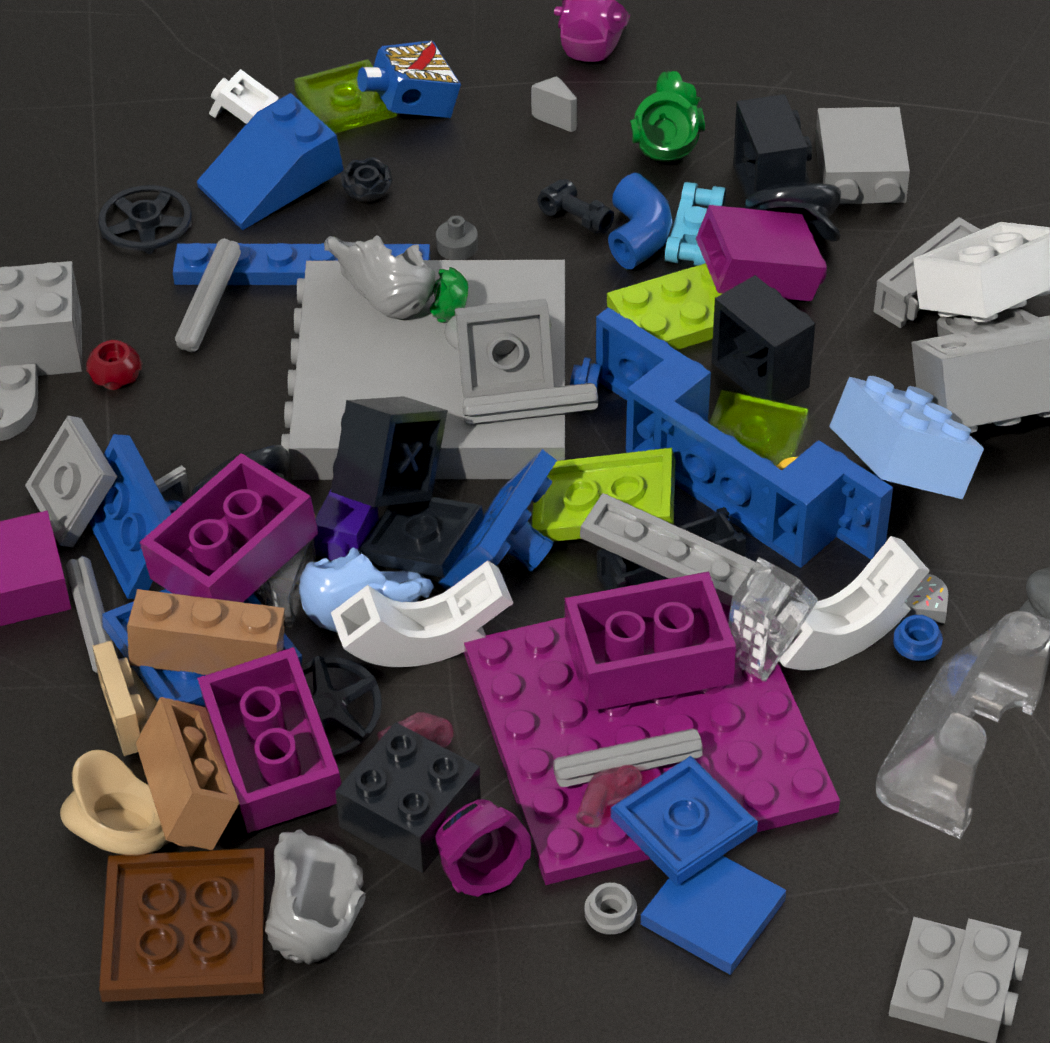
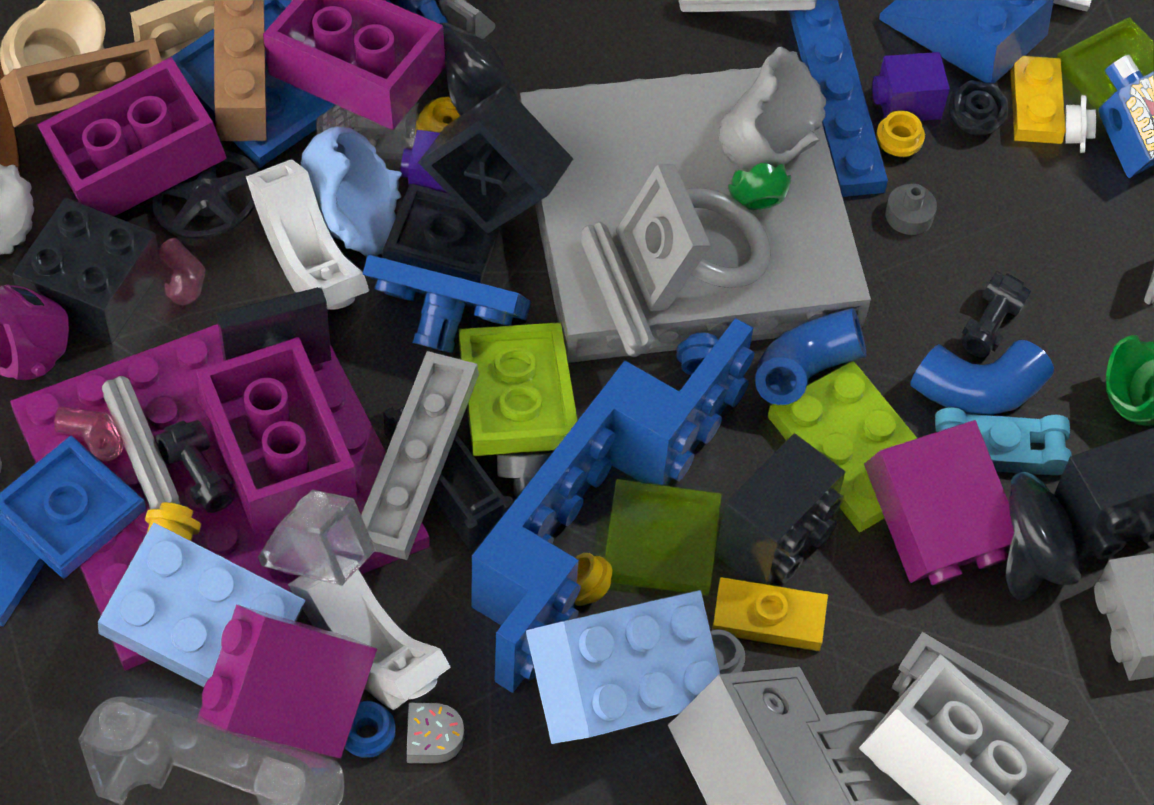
camera: 75 degrees right, 10 degrees up
(337, 210) = (912, 85): none -> dark purple brick
(363, 144) = (1038, 100): none -> yellow plate
(380, 224) = (904, 125): none -> yellow plate
(401, 124) = (1080, 124): none -> white plate
(549, 627) = (277, 321): none -> black plate
(591, 294) = (807, 351): none -> blue cylinder
(634, 723) = (186, 443): none -> black bar
(686, 504) = (520, 467): none -> dark grey tile
(722, 733) = (174, 518): none -> yellow plate
(821, 717) = (180, 601): none -> light blue brick
(830, 377) = (770, 613): none -> yellow plate
(903, 649) = (287, 682): none -> magenta brick

